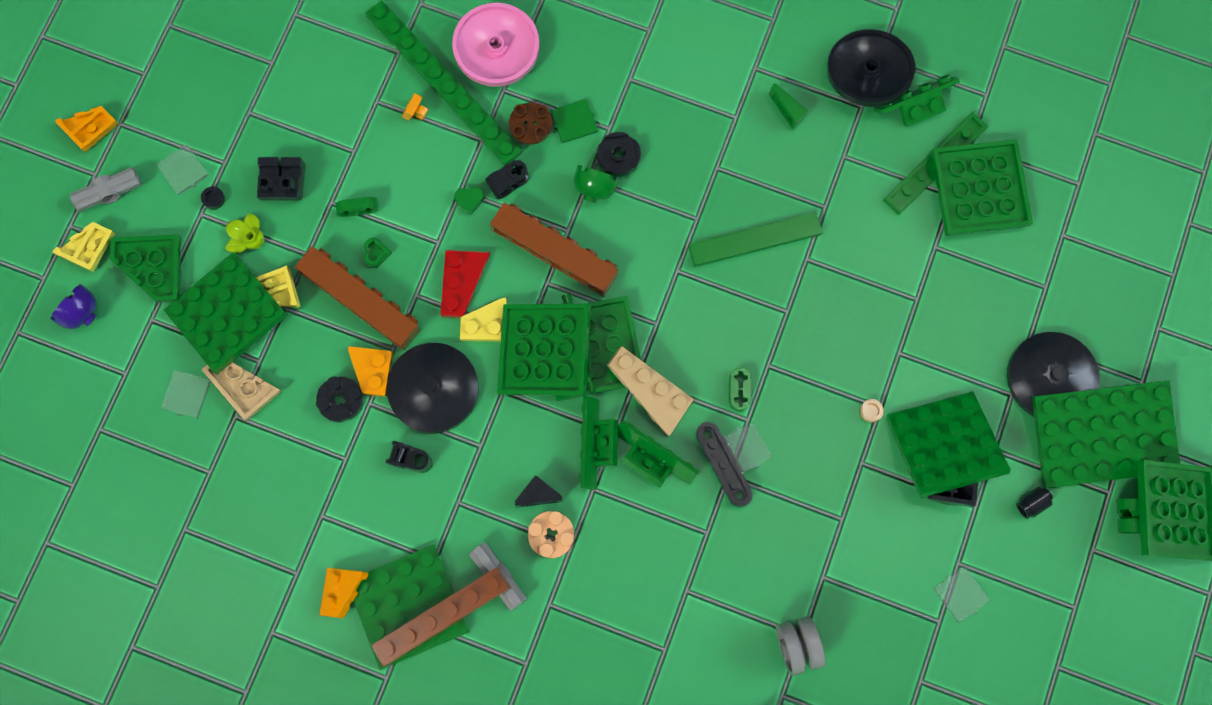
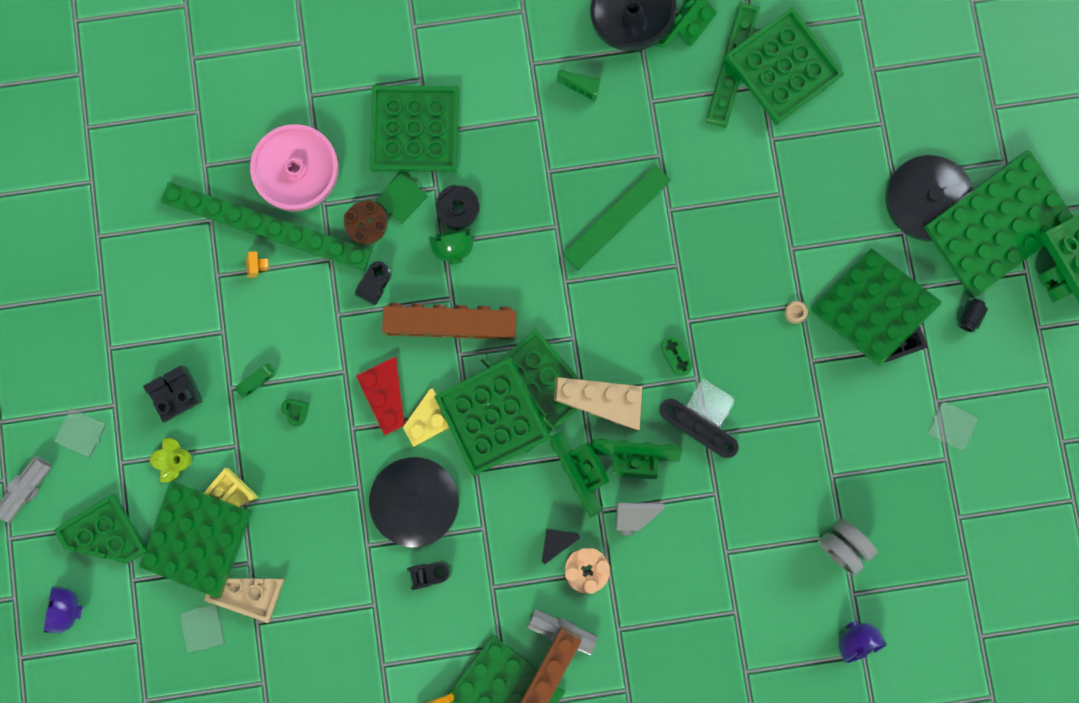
camera: 25 degrees left, 5 degrees up
(87, 246) = (37, 549): light yellow wing -> none
(213, 198) = (122, 443): black tile -> none
(341, 412) = (349, 548): black plate -> none
(358, 298) = (303, 461): dark orange brick -> none
(372, 369) = (352, 515): light orange wing -> none
(469, 198) = (350, 318): green tile -> none
(619, 67) = (414, 128): none -> green plate
(622, 508) = (634, 516): none -> light grey slope

